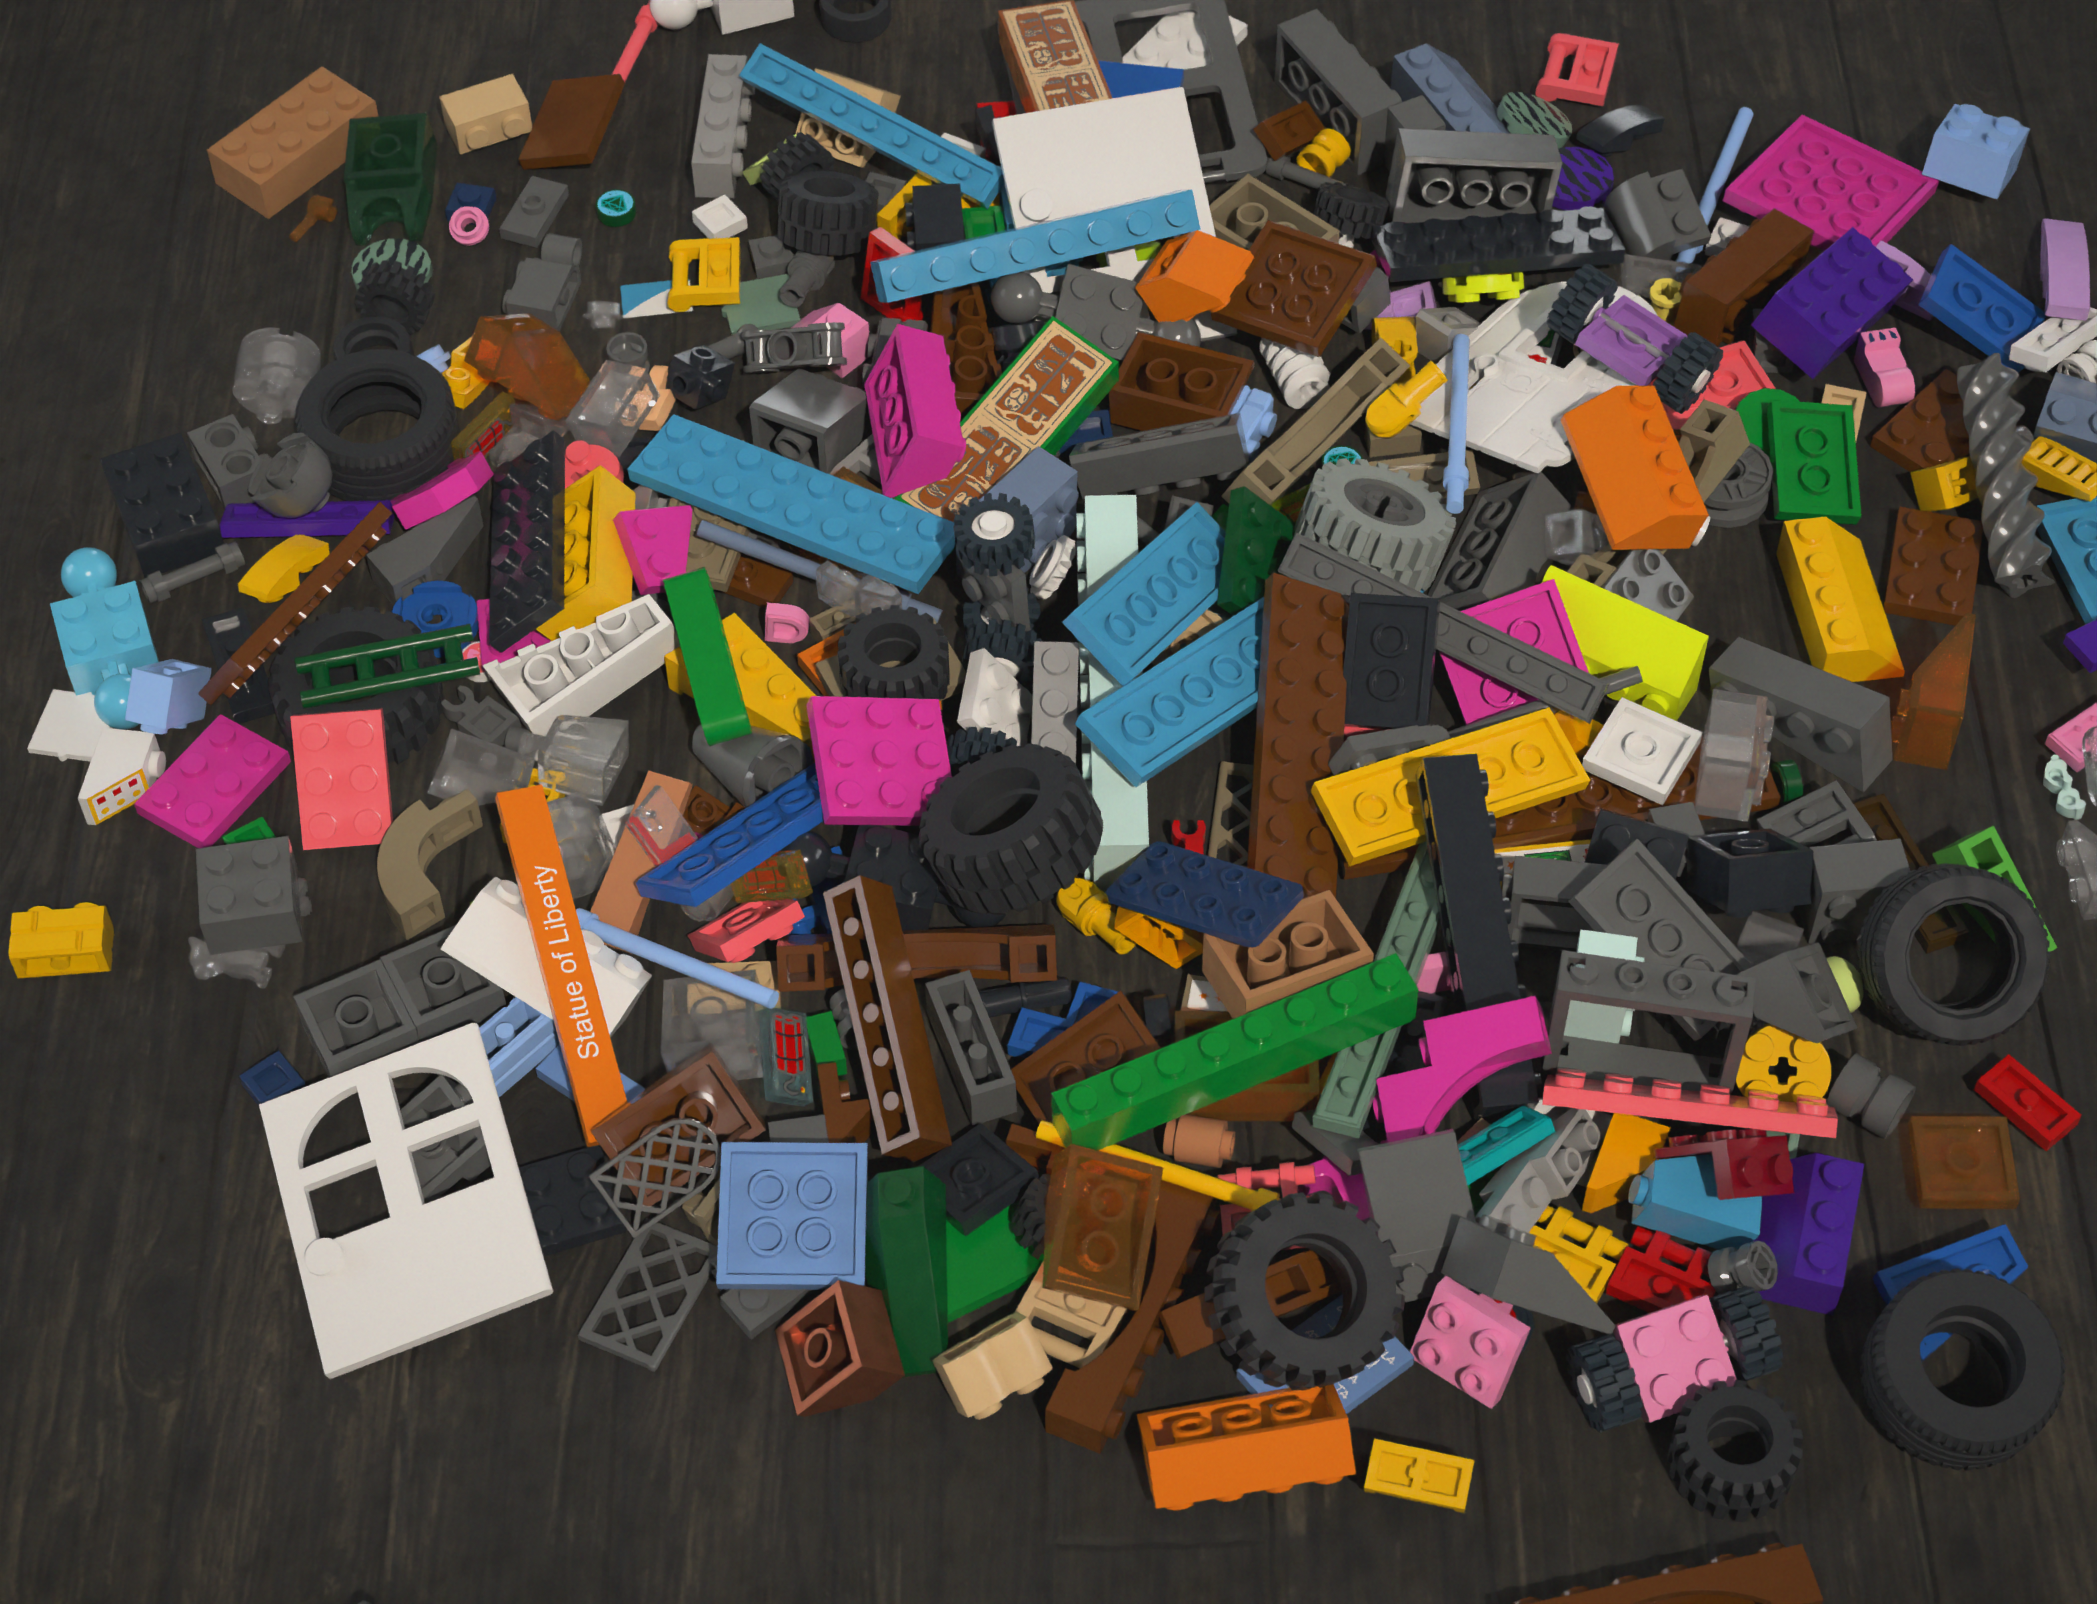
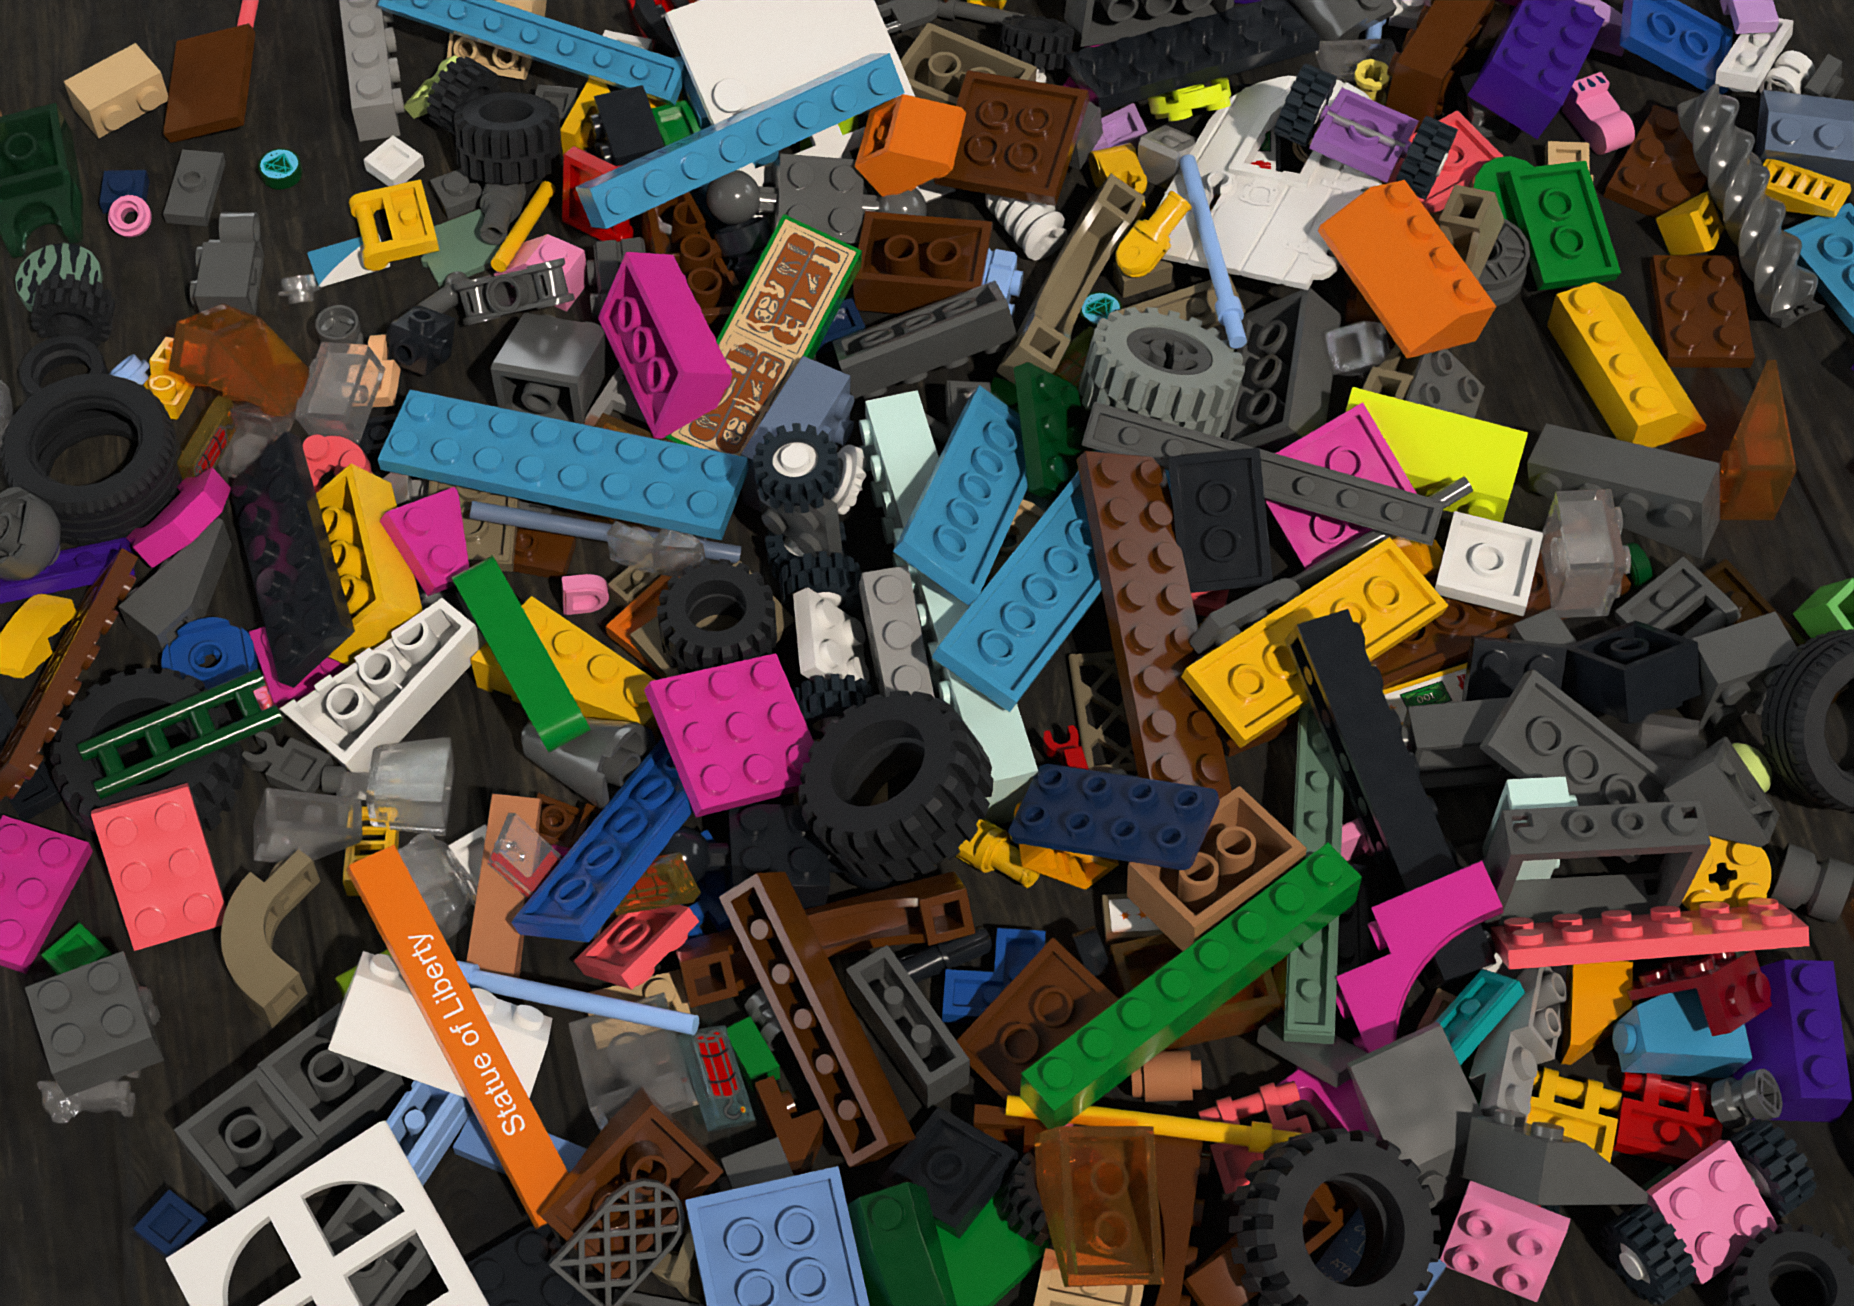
camera: 15 degrees left, 5 degrees up
(822, 294) = (523, 226): none -> yellow bar

